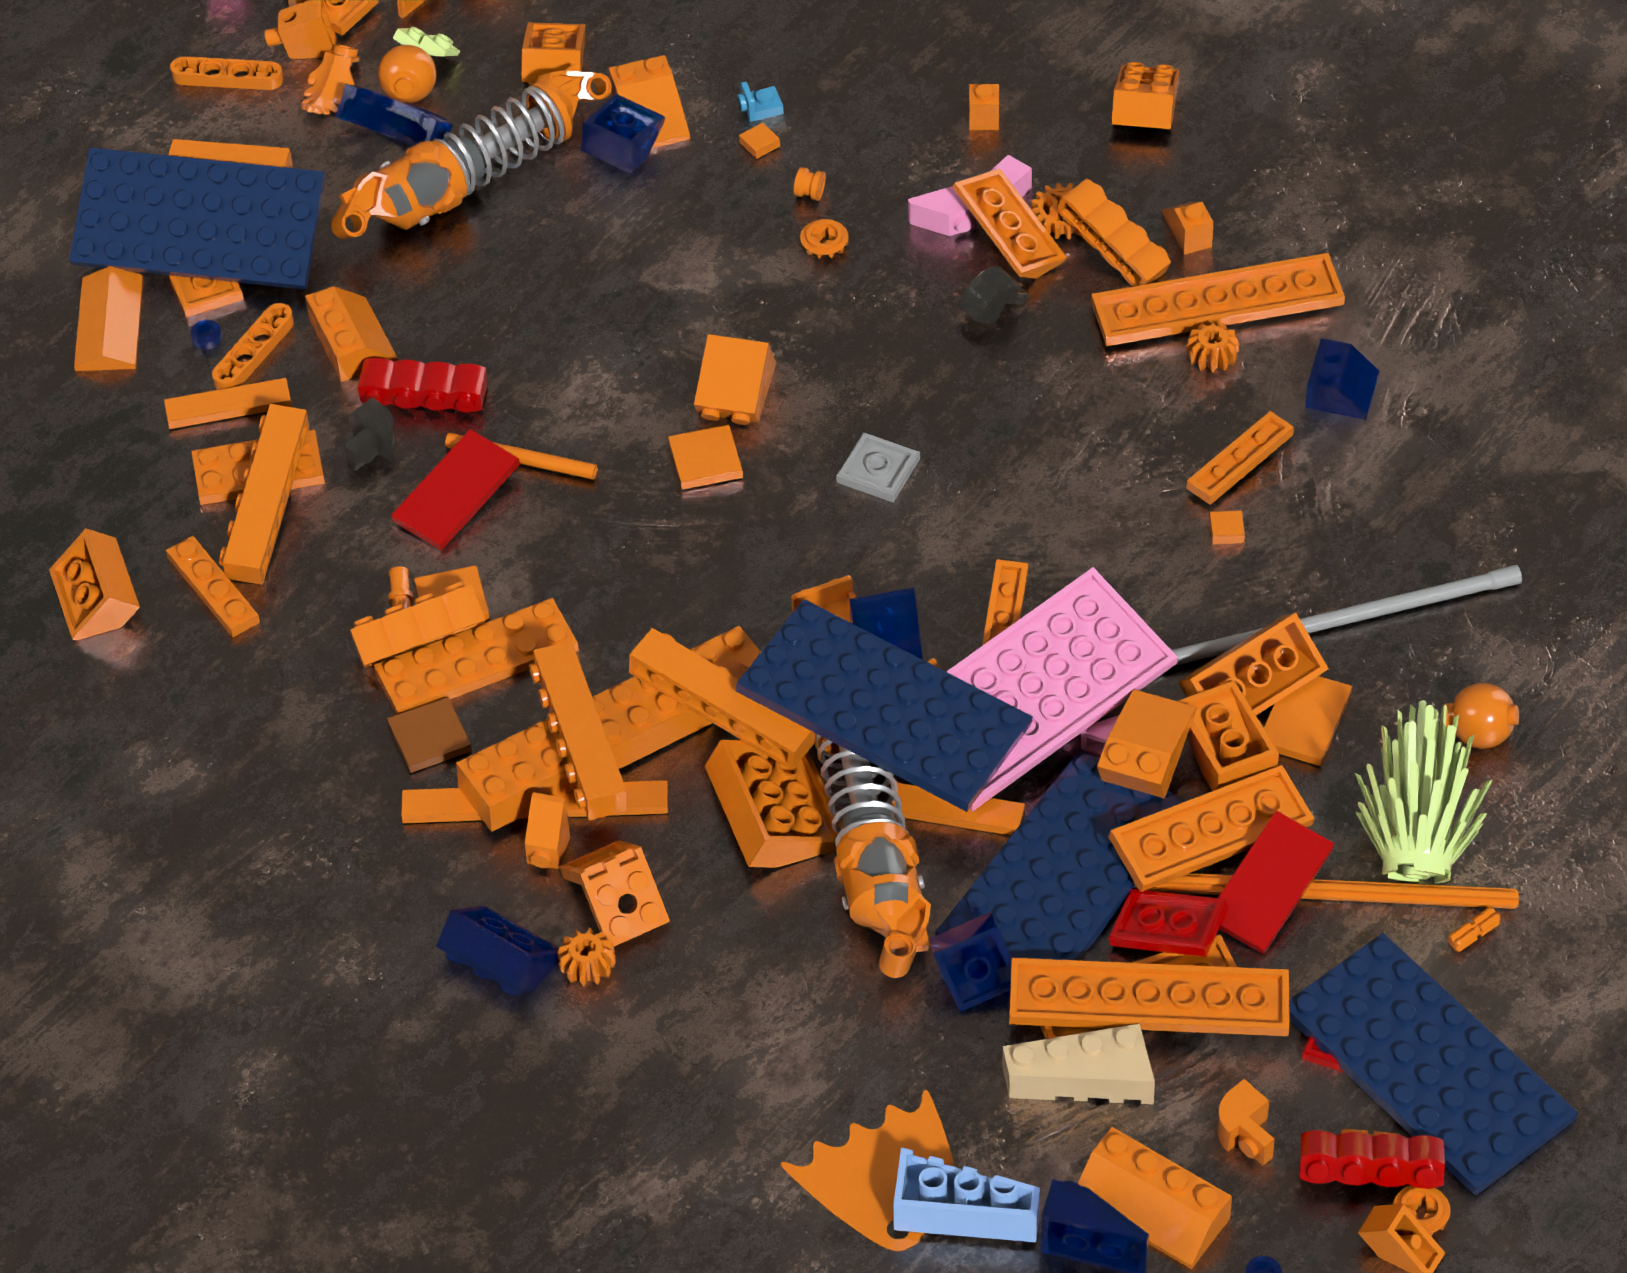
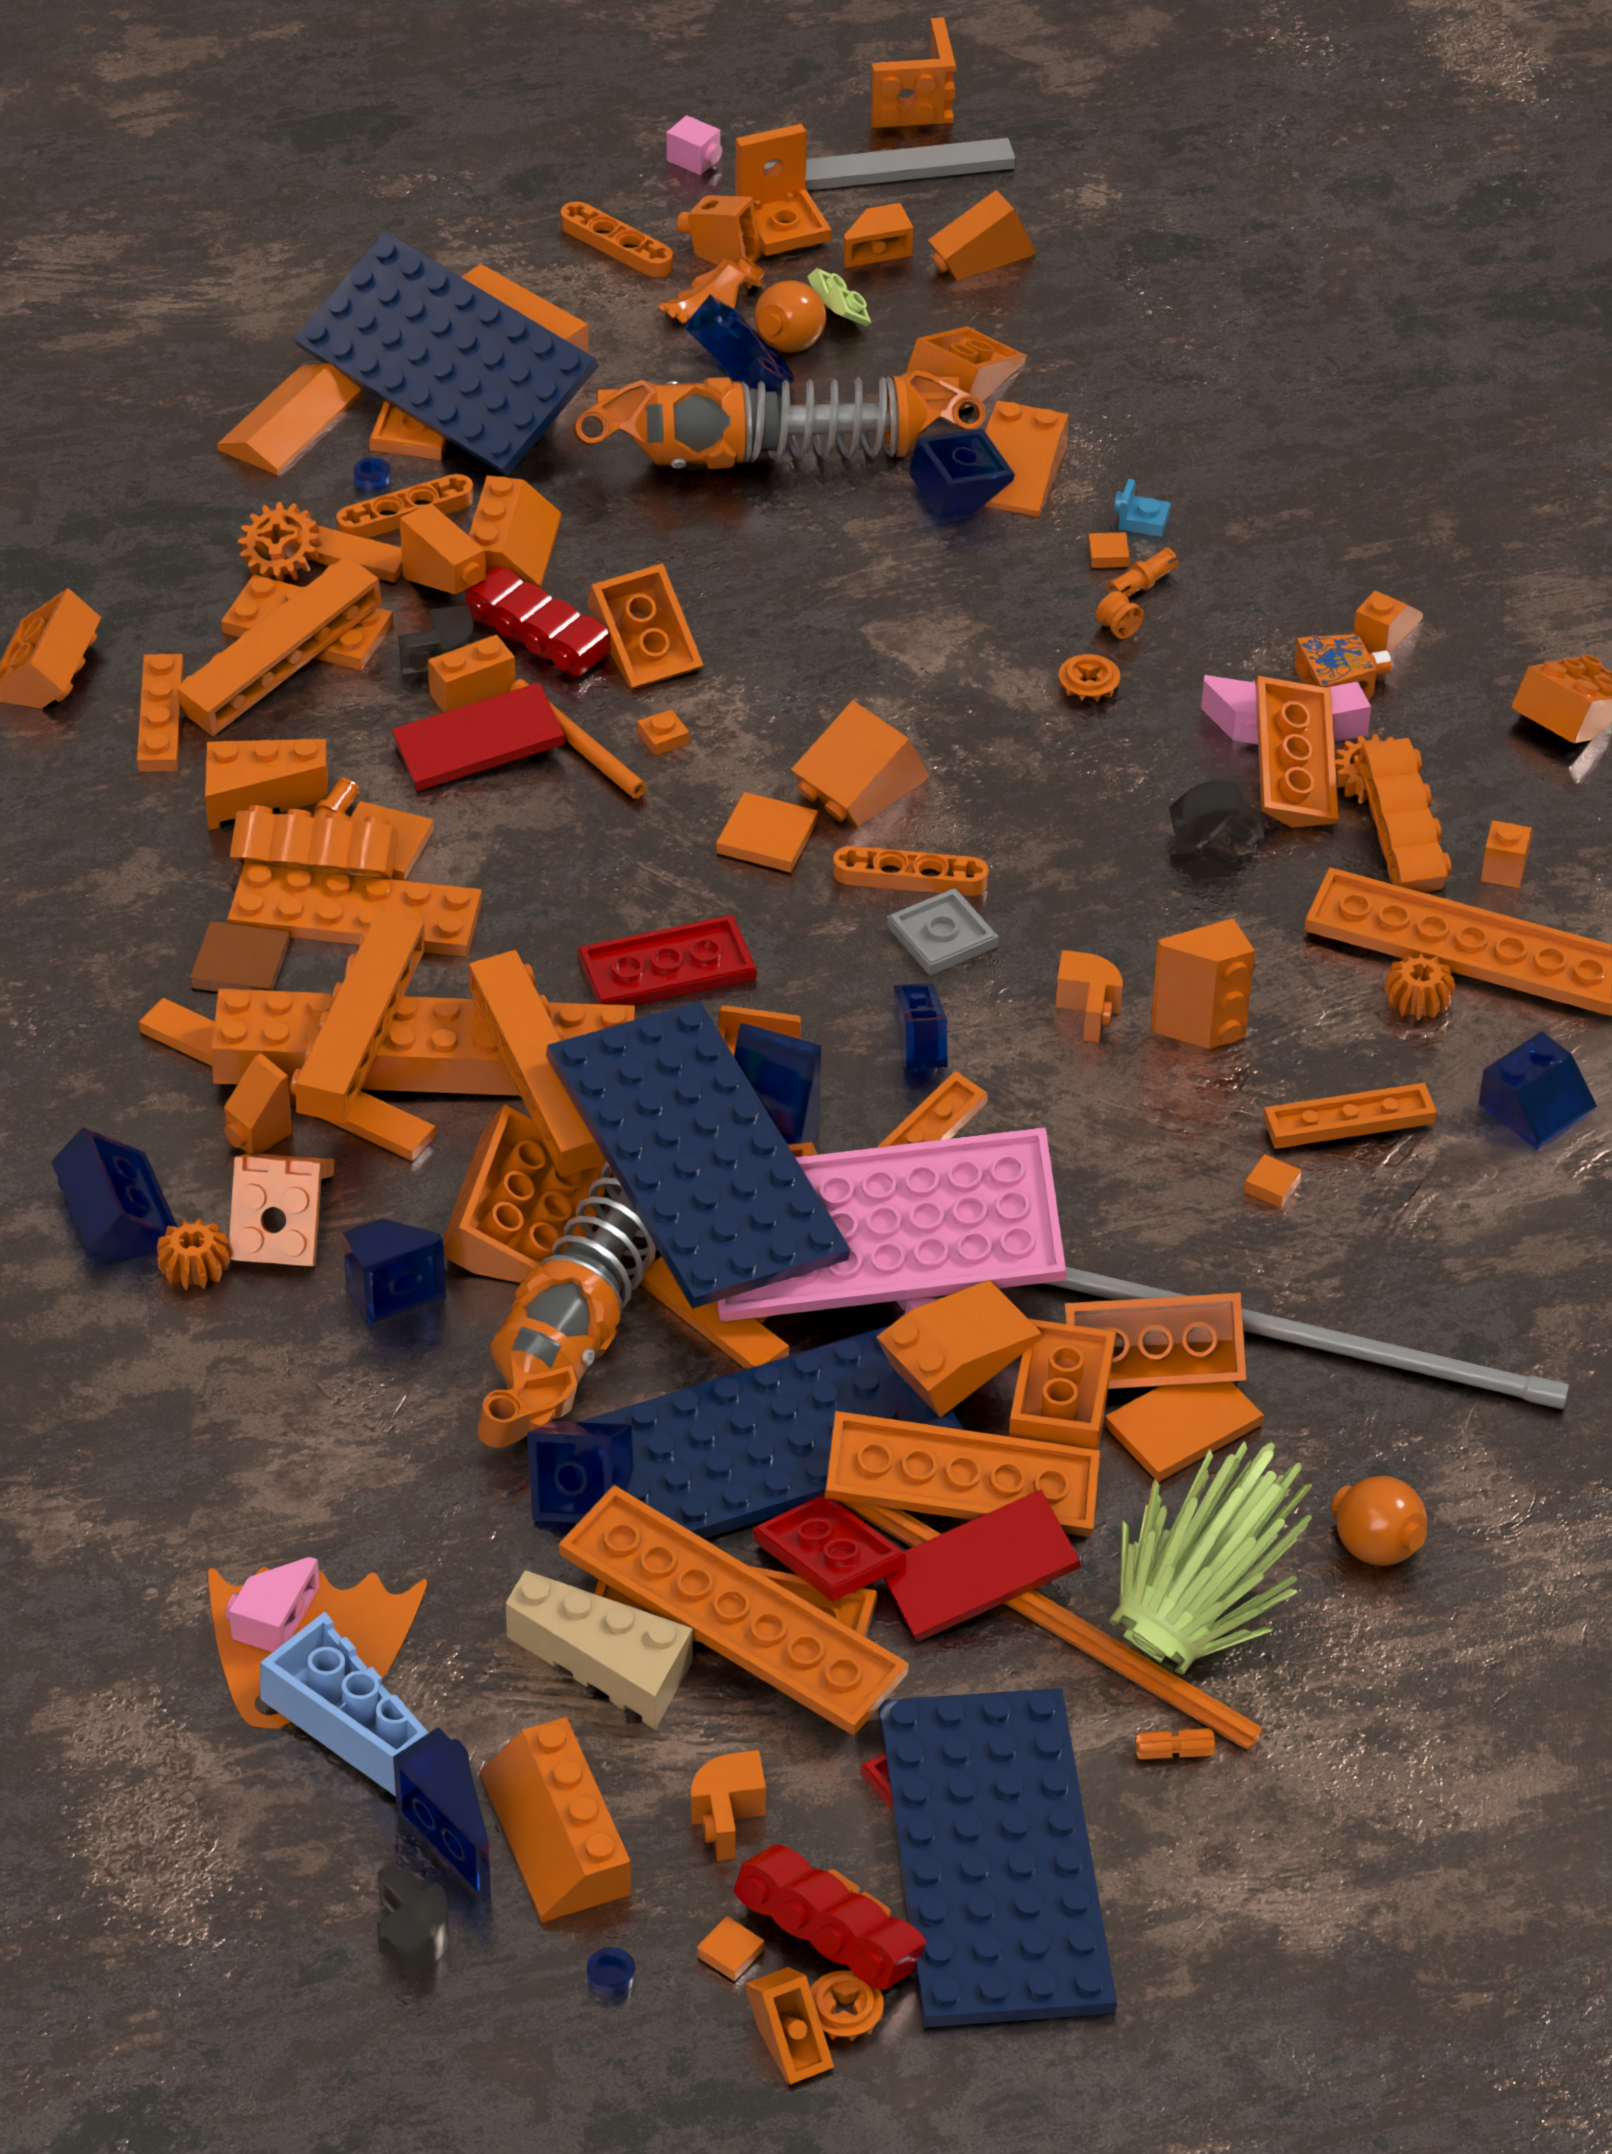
camera: 30 degrees right, 5 degrees down
(186, 425) = (283, 544): none -> orange gear
(324, 369) = (439, 552): none -> orange slope
(333, 596) = (264, 774): none -> orange wedge
(414, 447) = (471, 673): none -> orange brick
(509, 353) = (645, 626): none -> orange slope
(574, 422) = (663, 732): none -> orange plate
(718, 585) = (667, 962): none -> red tile
(734, 893) = (392, 1268): none -> clear blue slope
(799, 147) = (1144, 574): none -> orange pin
(825, 439) = (911, 865): none -> orange beam
(852, 1164) = (273, 1604): none -> bright pink slope
(925, 539) = (921, 1027): none -> clear blue slope
(979, 148) = (1338, 661): none -> orange torso
(1011, 454) = (1089, 985): none -> orange brick
(1096, 416) = (1203, 985): none -> orange slope
(1322, 1216) = (730, 1948): none -> orange tile

